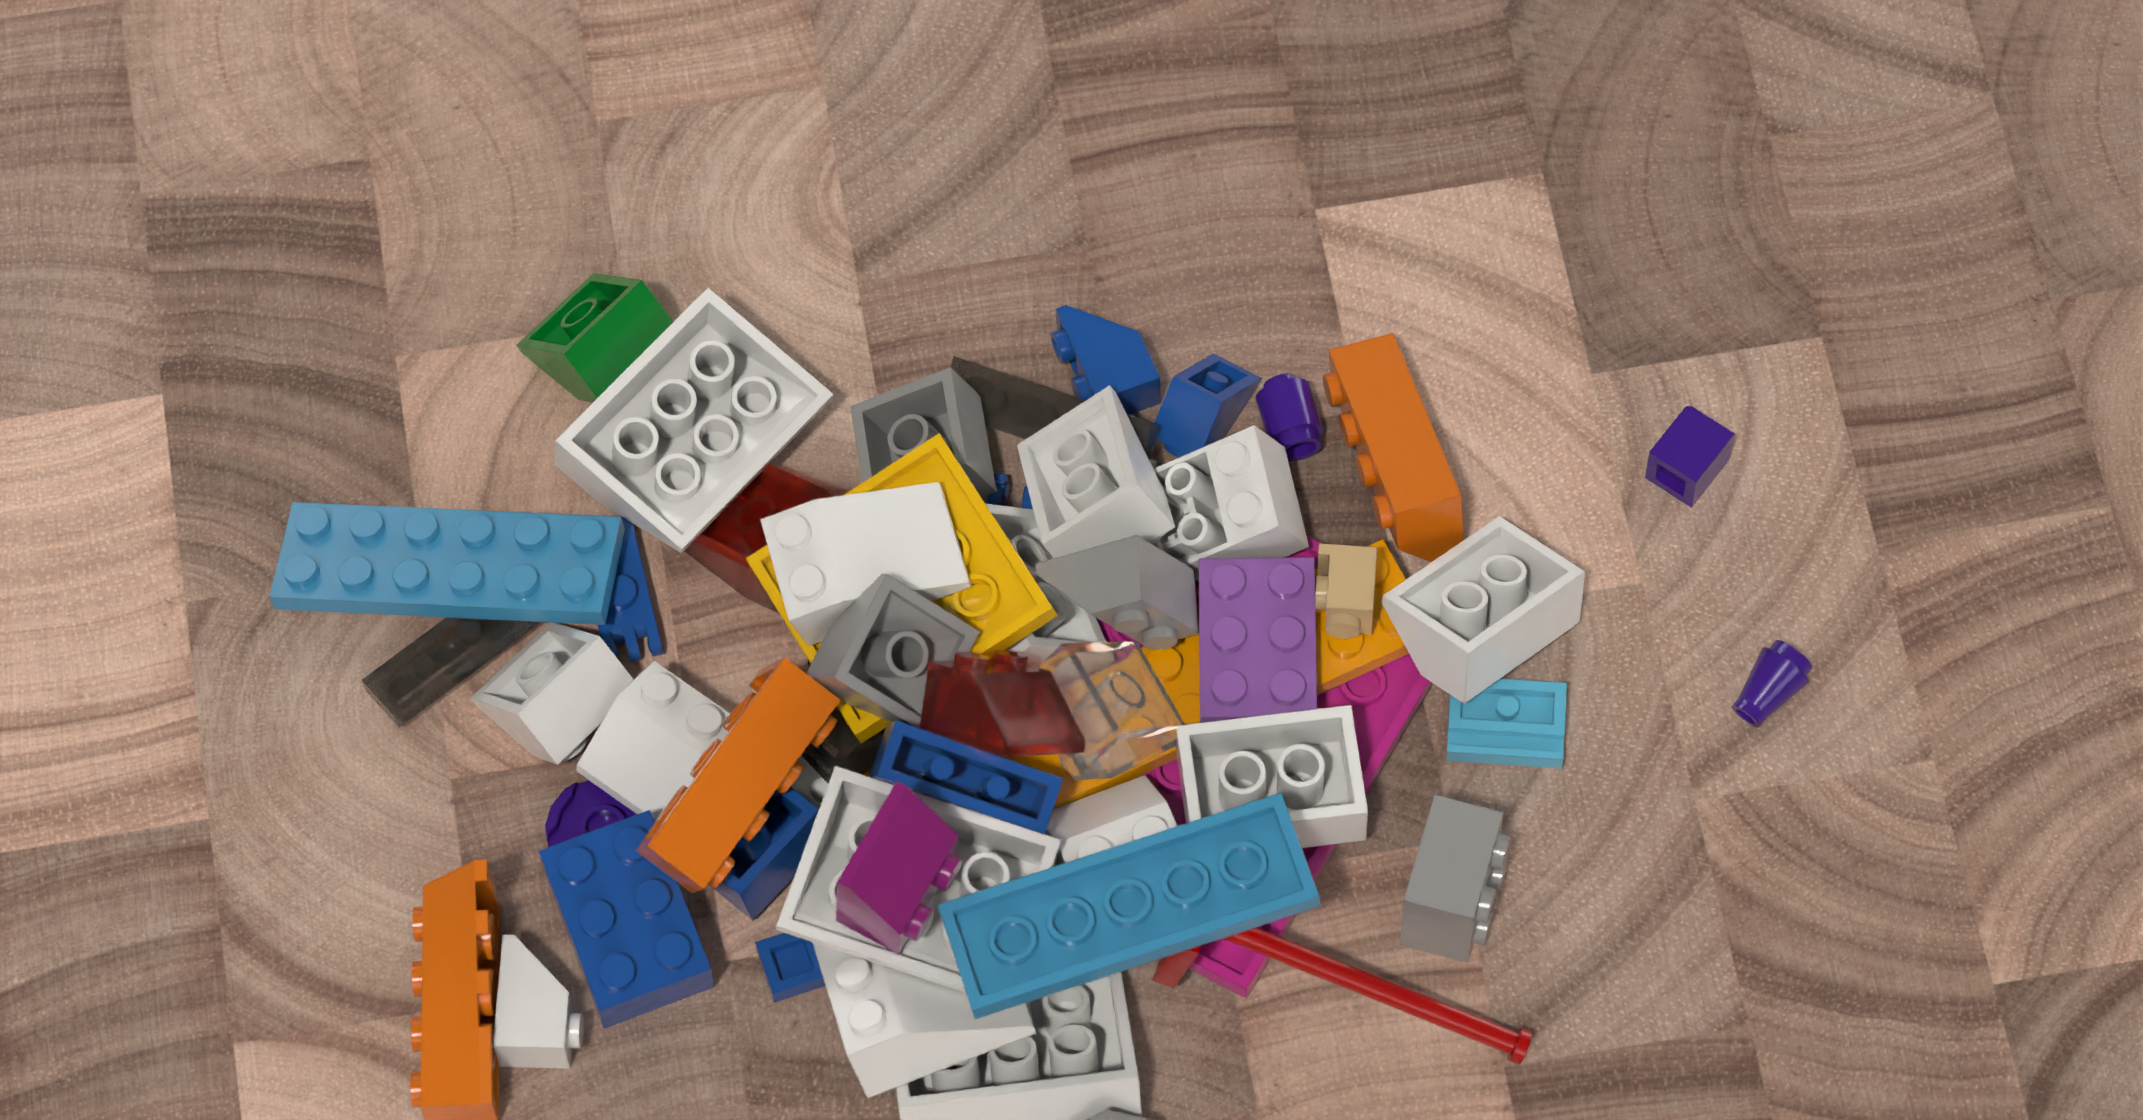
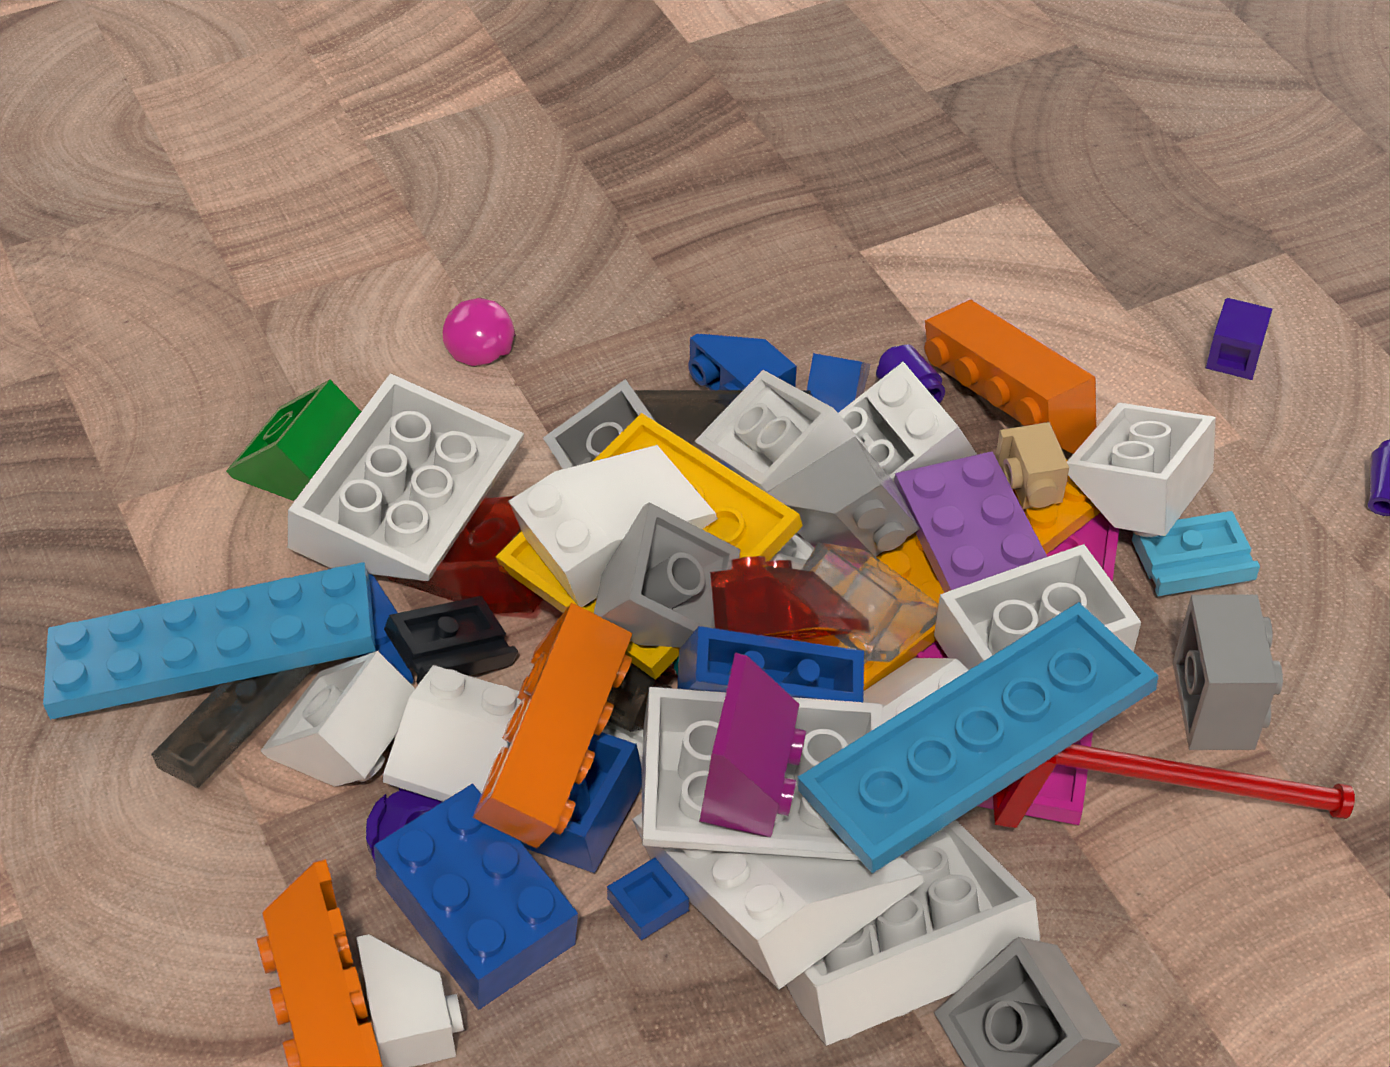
camera: 20 degrees left, 15 degrees down
(687, 626) = (451, 636): none -> black plate
(835, 228) = (478, 332): none -> dark pink hair

